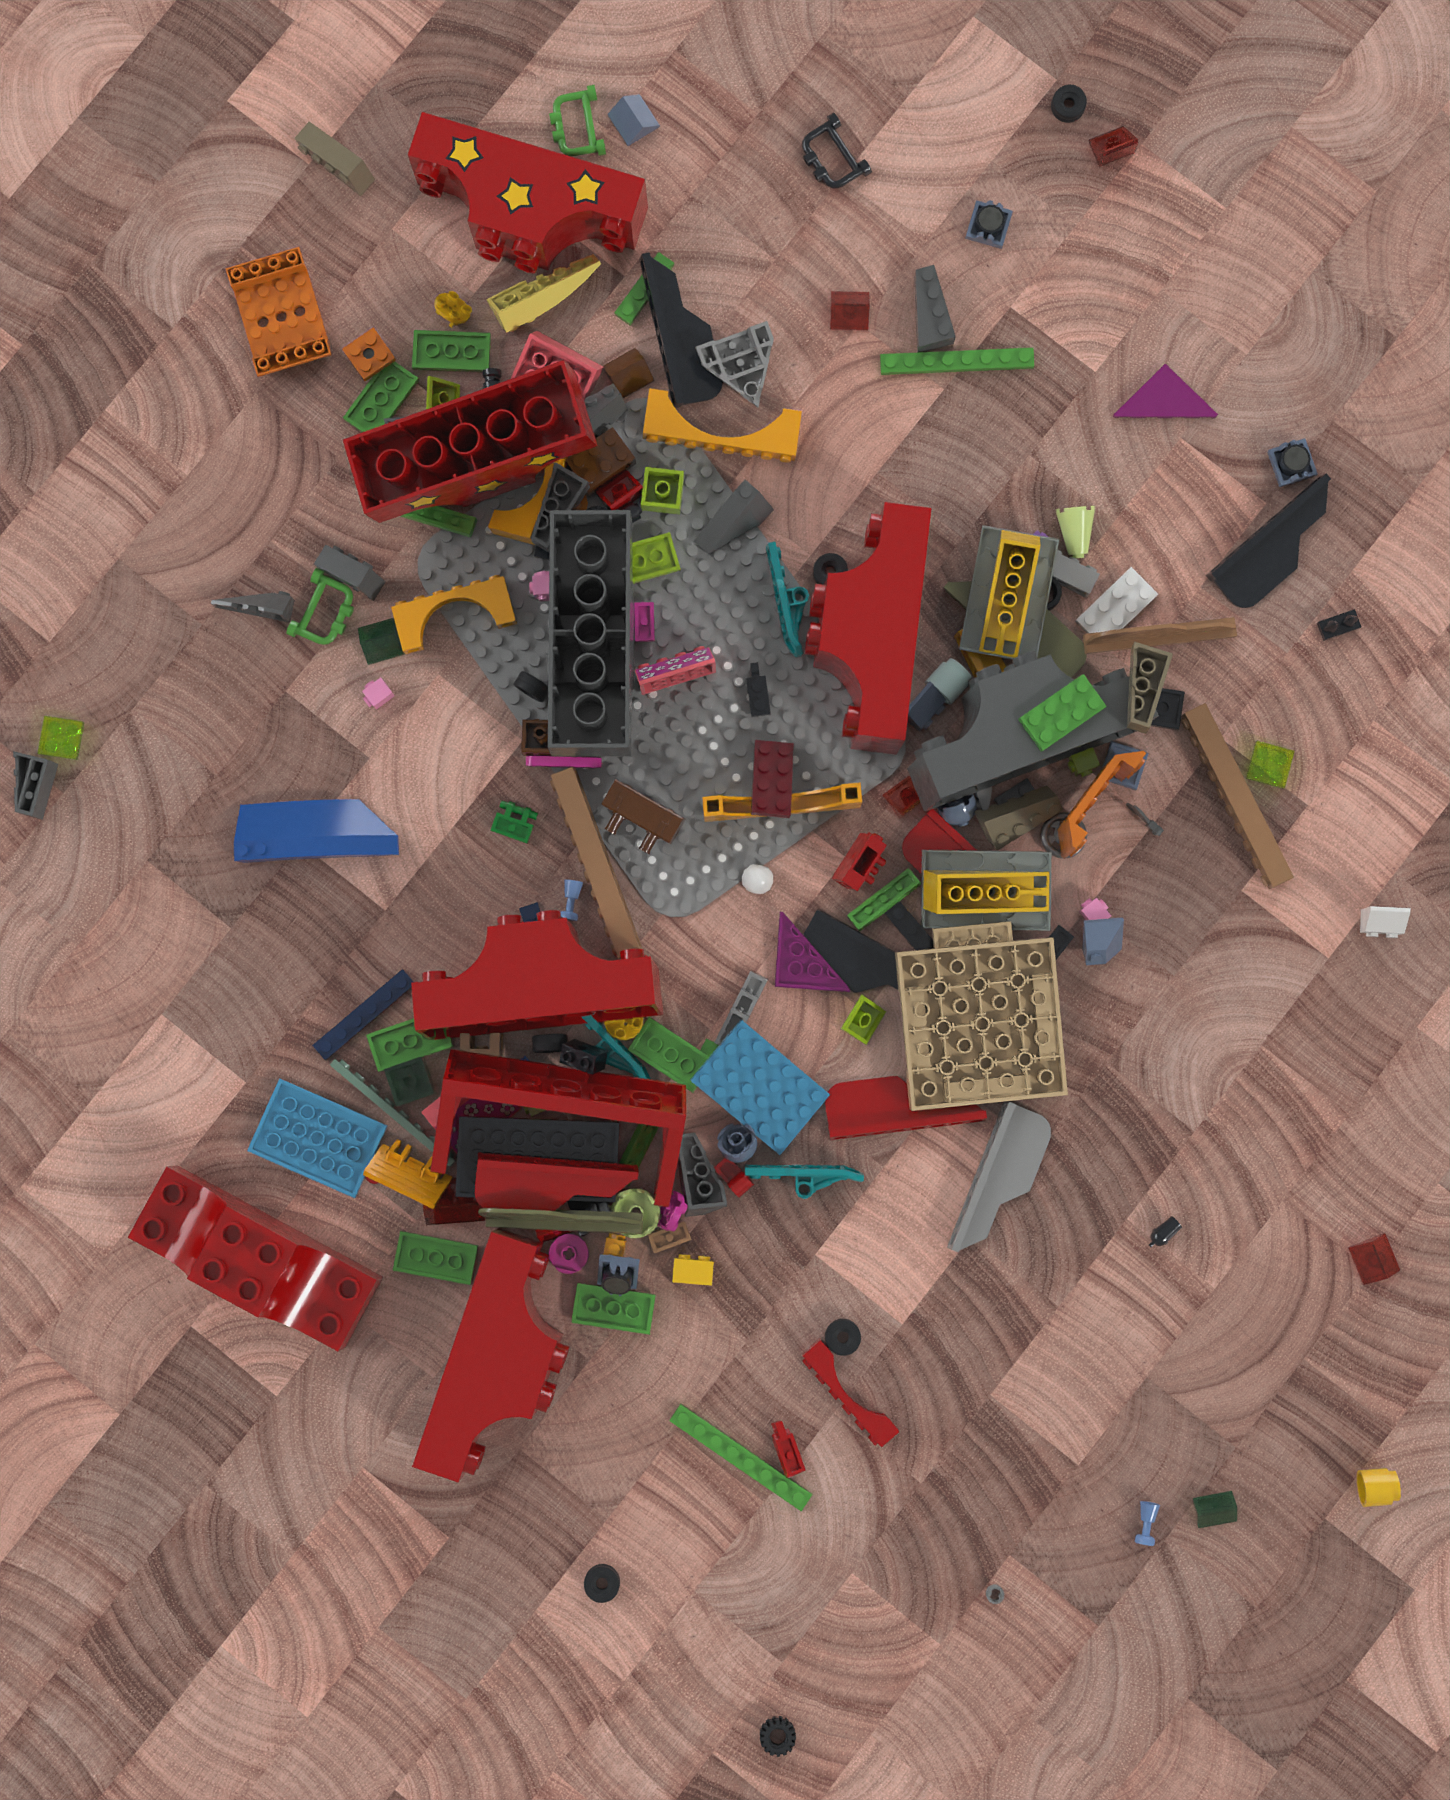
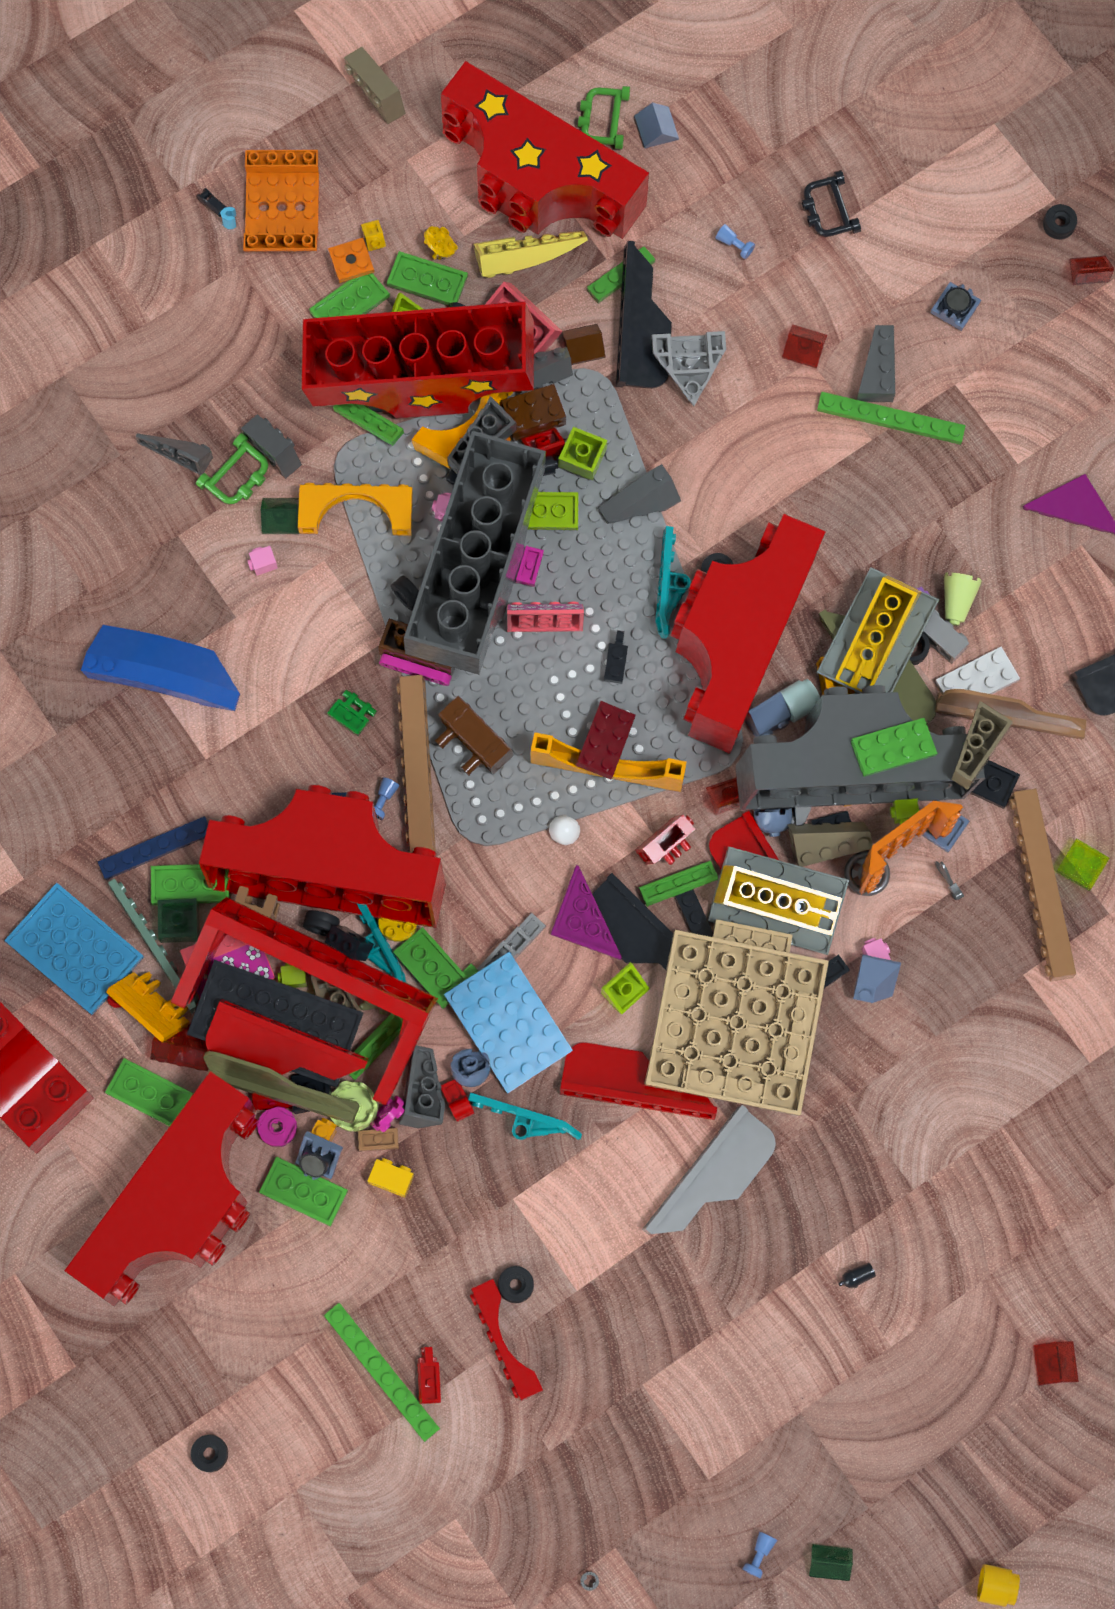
camera: 10 degrees right, 10 degrees down
(227, 340) = (226, 213): none -> piece
(383, 320) = (373, 235): none -> yellow bracket
(741, 217) = (728, 237): none -> medium blue piece
(774, 441) = (700, 439): light orange arch -> none

